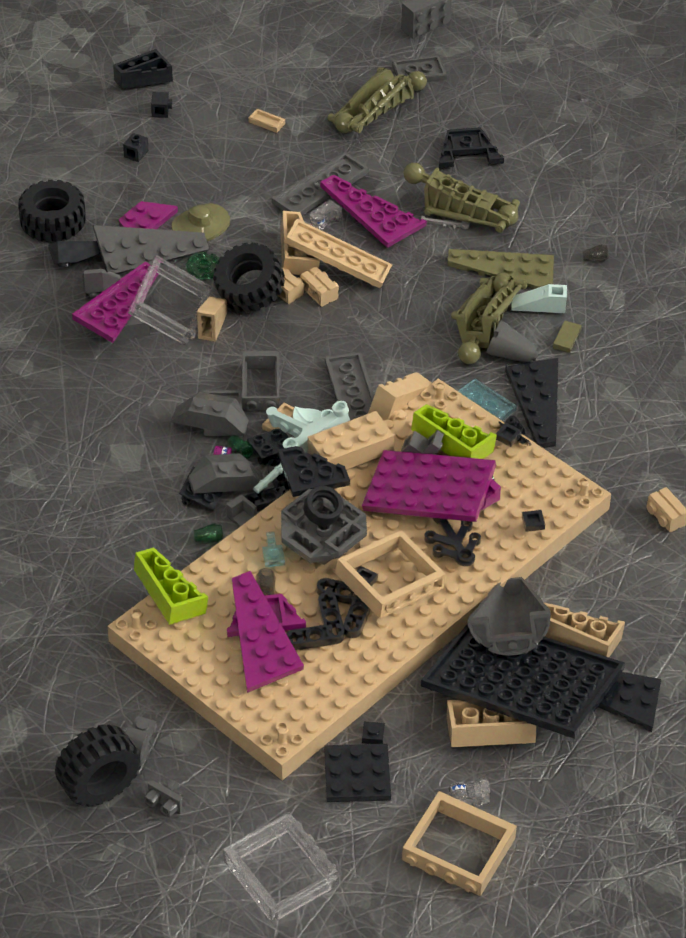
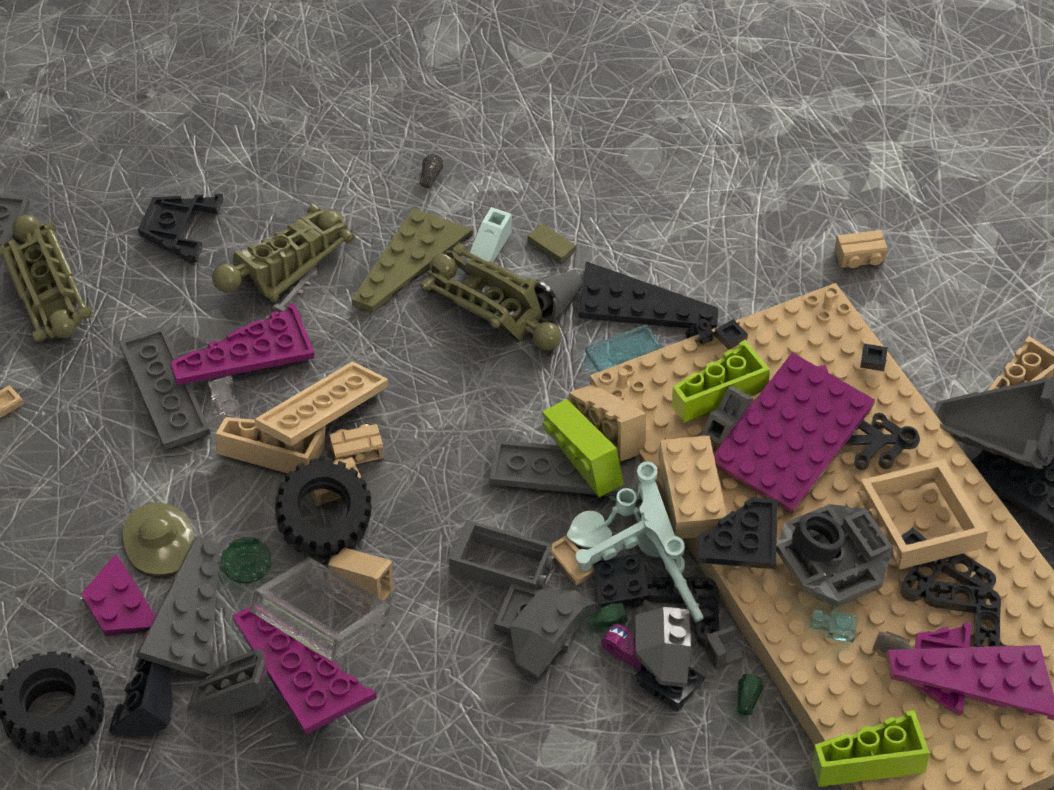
camera: 70 degrees left, 5 degrees up
(360, 387) = (584, 446): none -> lime wedge

